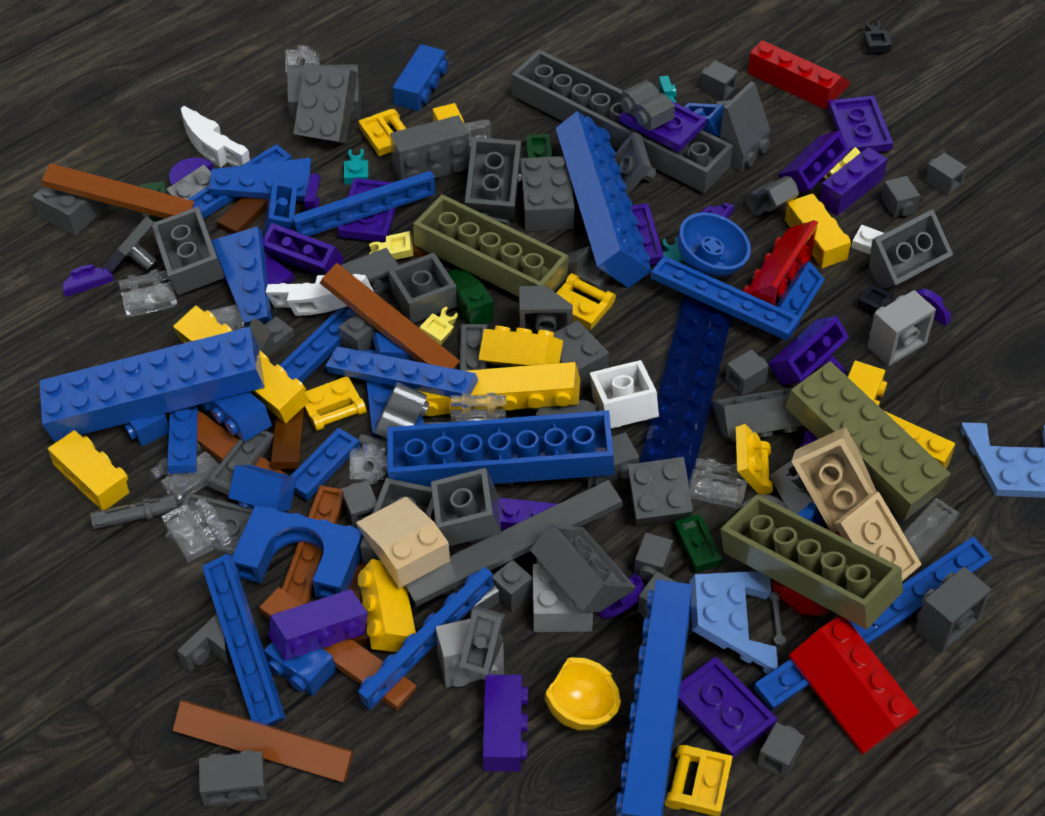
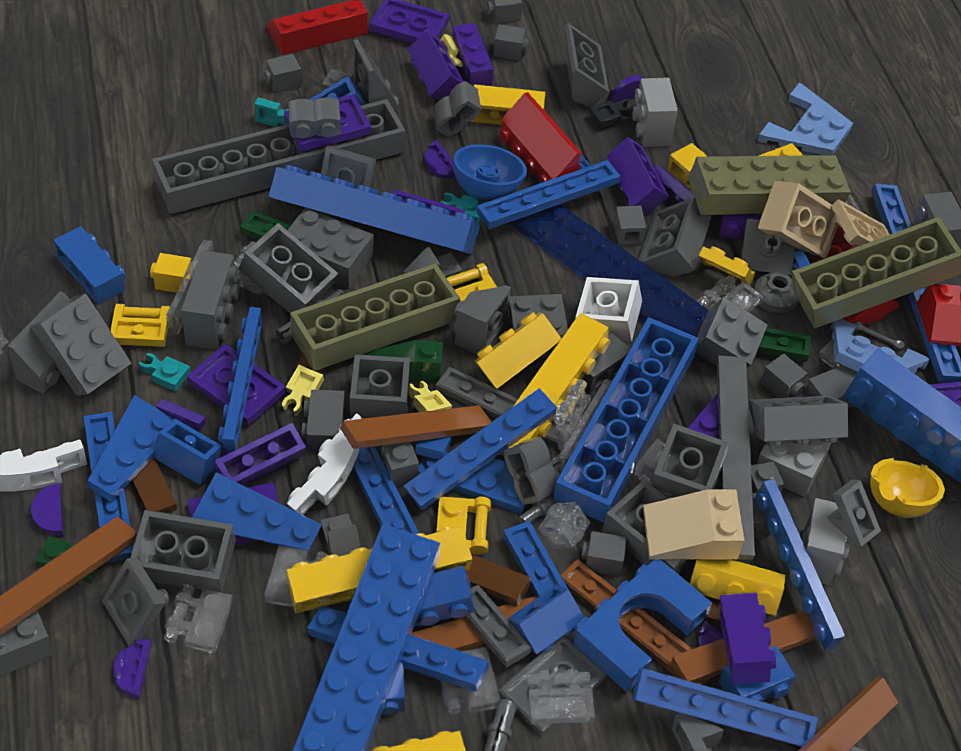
camera: 65 degrees left, 0 degrees up
(191, 183) = (79, 513): flat silver plate -> none
(504, 723) = (900, 559): dark purple brick -> none
(864, 237) = (535, 83): white plate -> none

